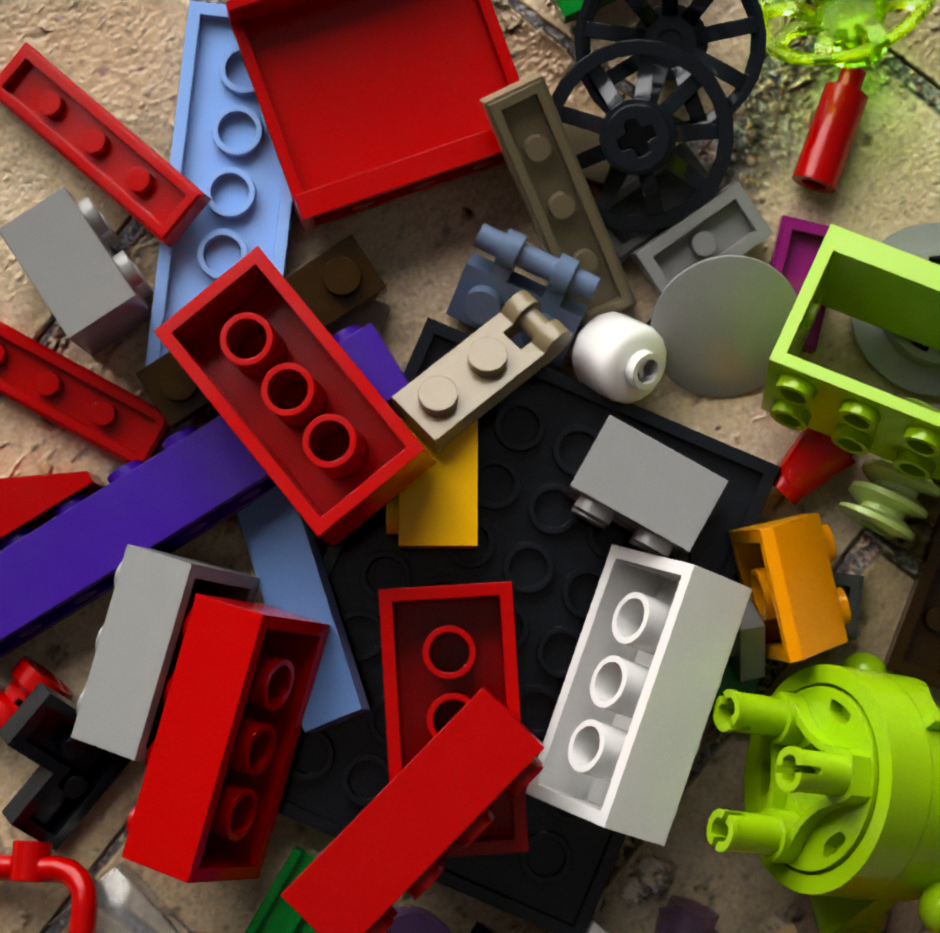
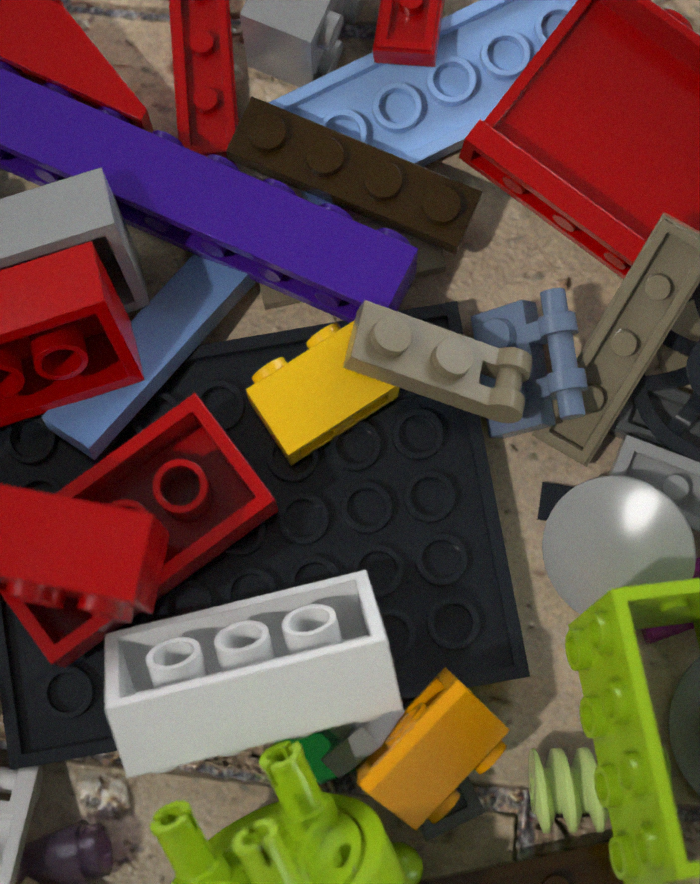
camera: 55 degrees right, 5 degrees down
(294, 397) = (308, 220): red brick -> none
(619, 357) = (530, 478): white head -> none
(644, 490) = (429, 561): light grey brick -> none
(810, 464) = (548, 701): red cone -> none

